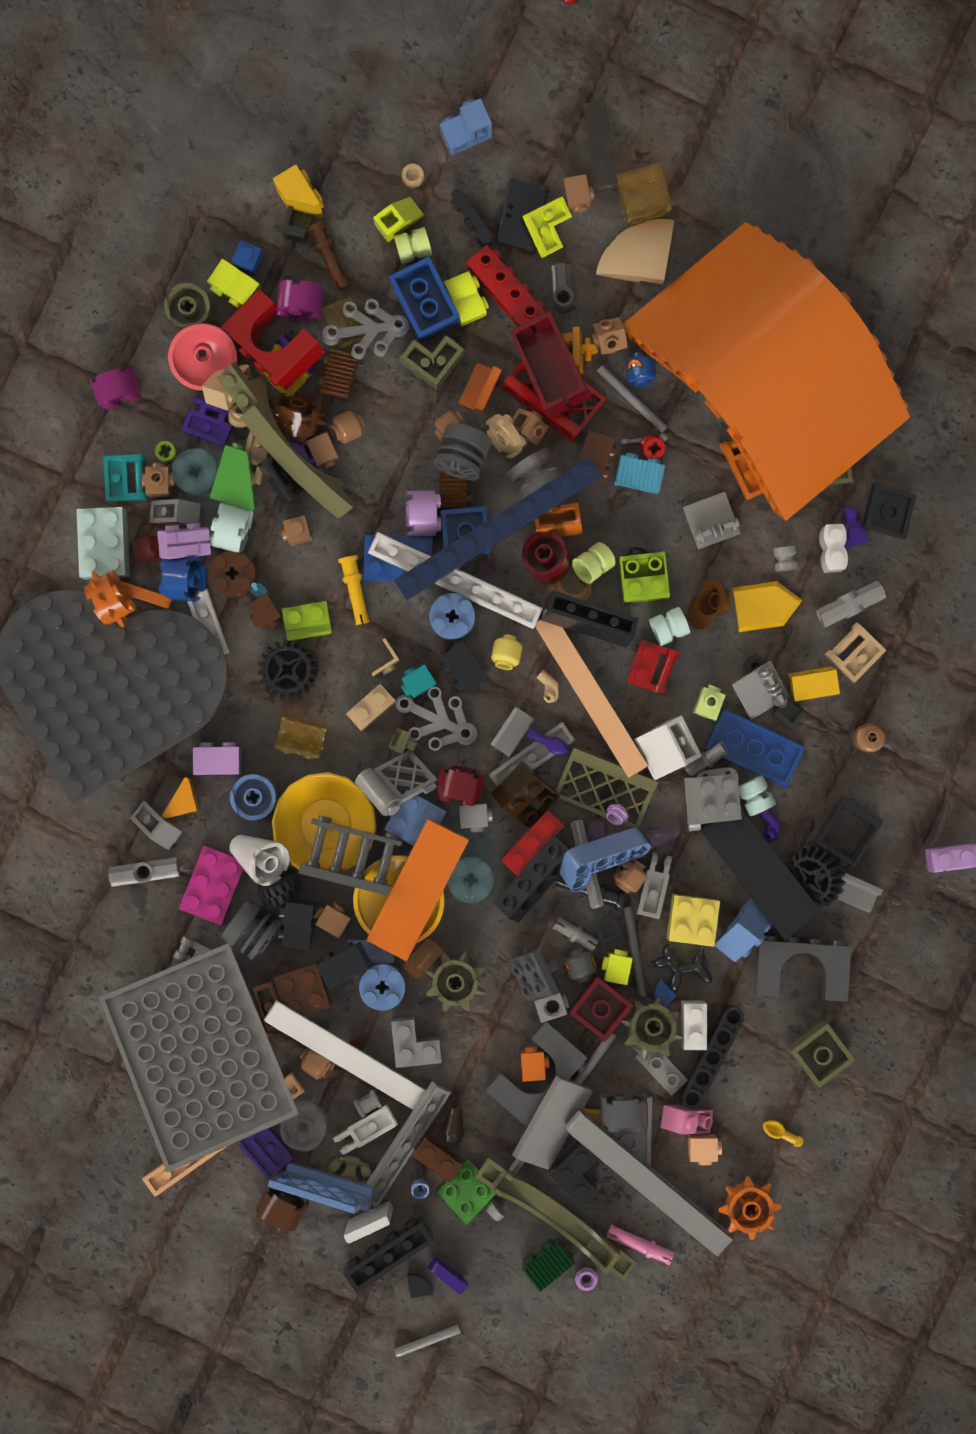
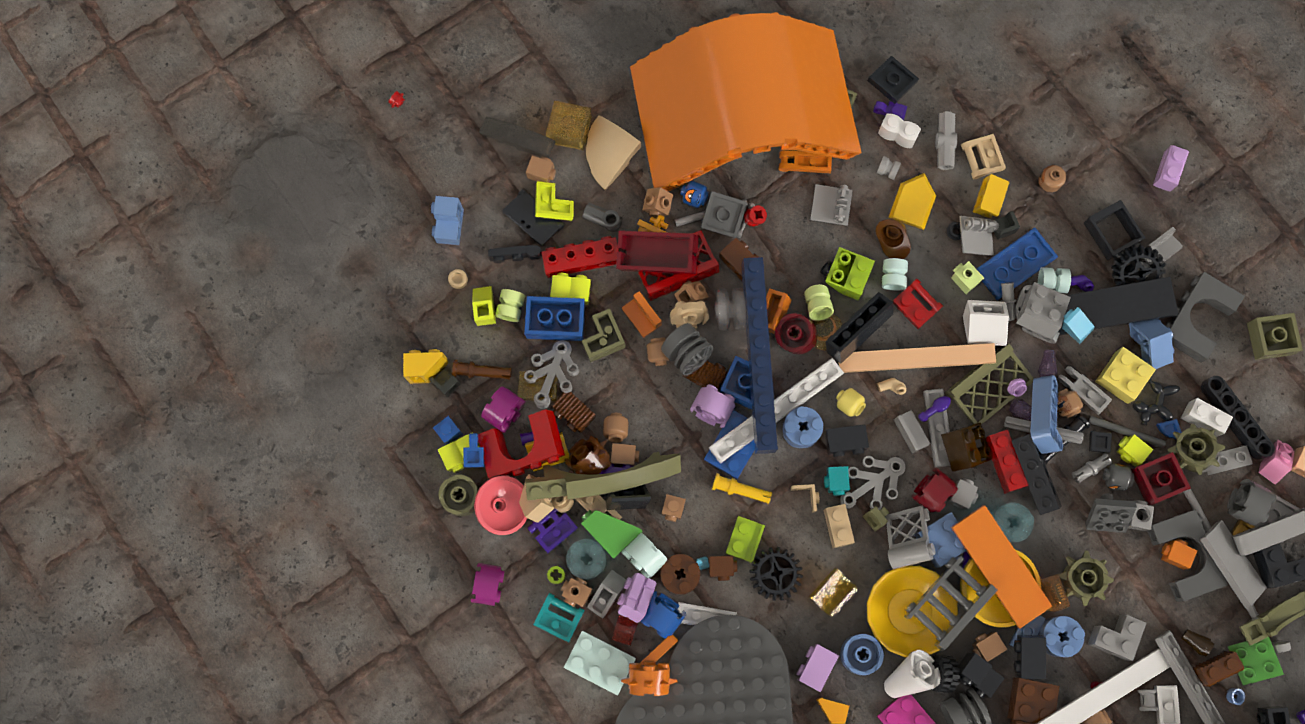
camera: 55 degrees left, 10 degrees down
(234, 297) = (473, 454): none -> blue plate
(635, 412) = (723, 214): none -> dark grey plate
(639, 473) = (769, 236): medium azure brick -> none
(715, 841) = (1077, 325): none -> medium azure slope

